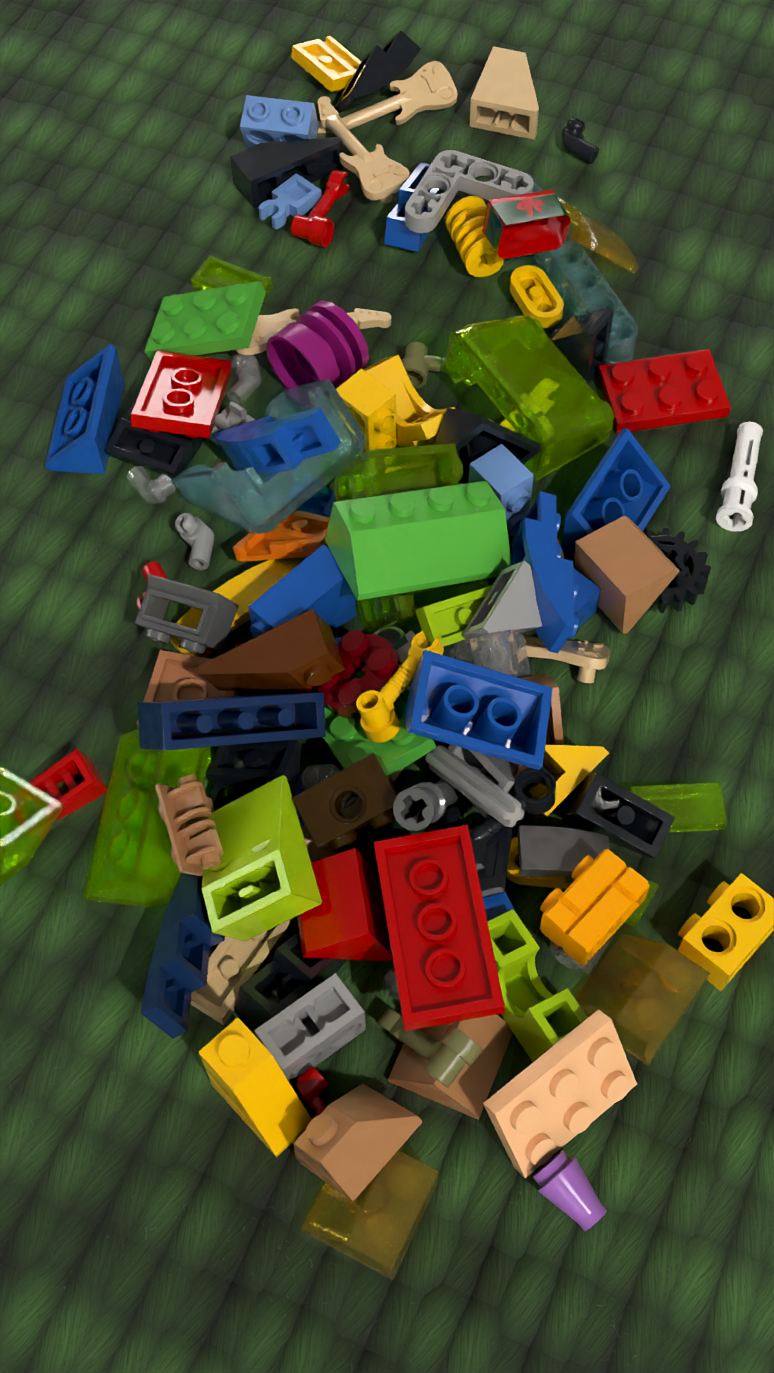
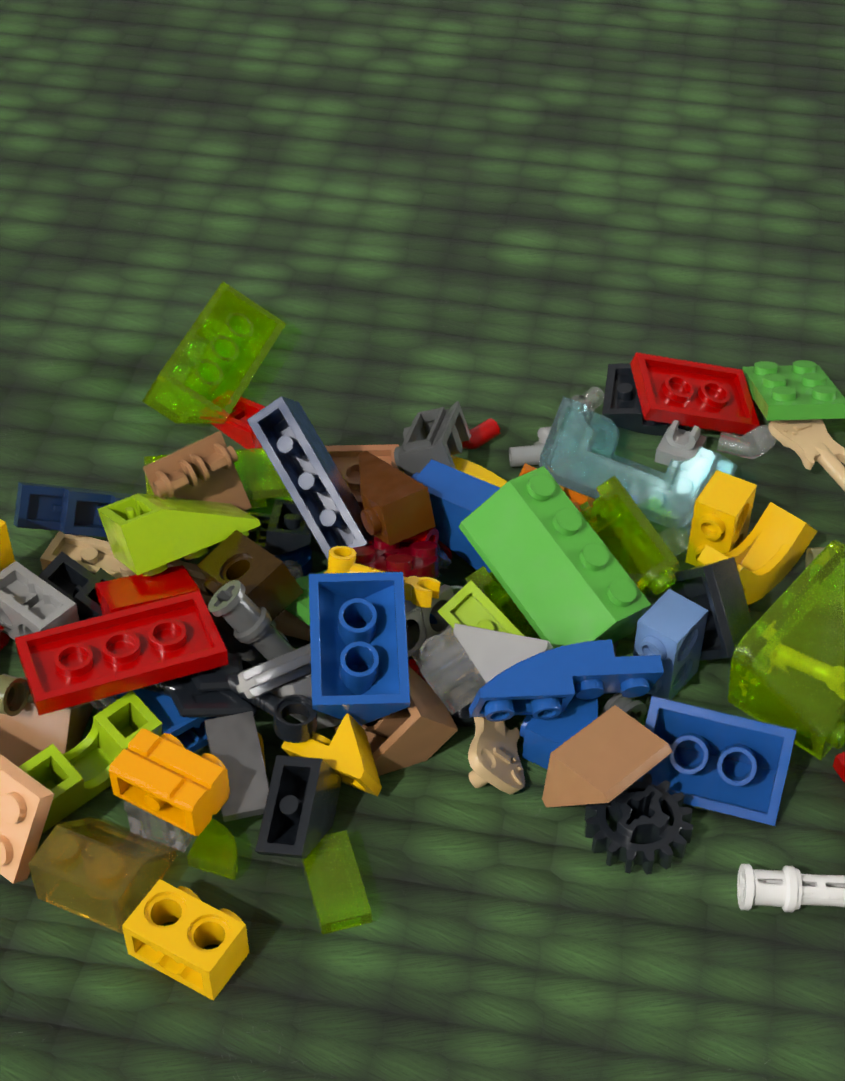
camera: 75 degrees right, 15 degrees down
(87, 415) = (673, 340): blue slope -> none
(278, 444) = (636, 445): blue slope -> none
(318, 347) = (796, 475): magenta wheel -> none

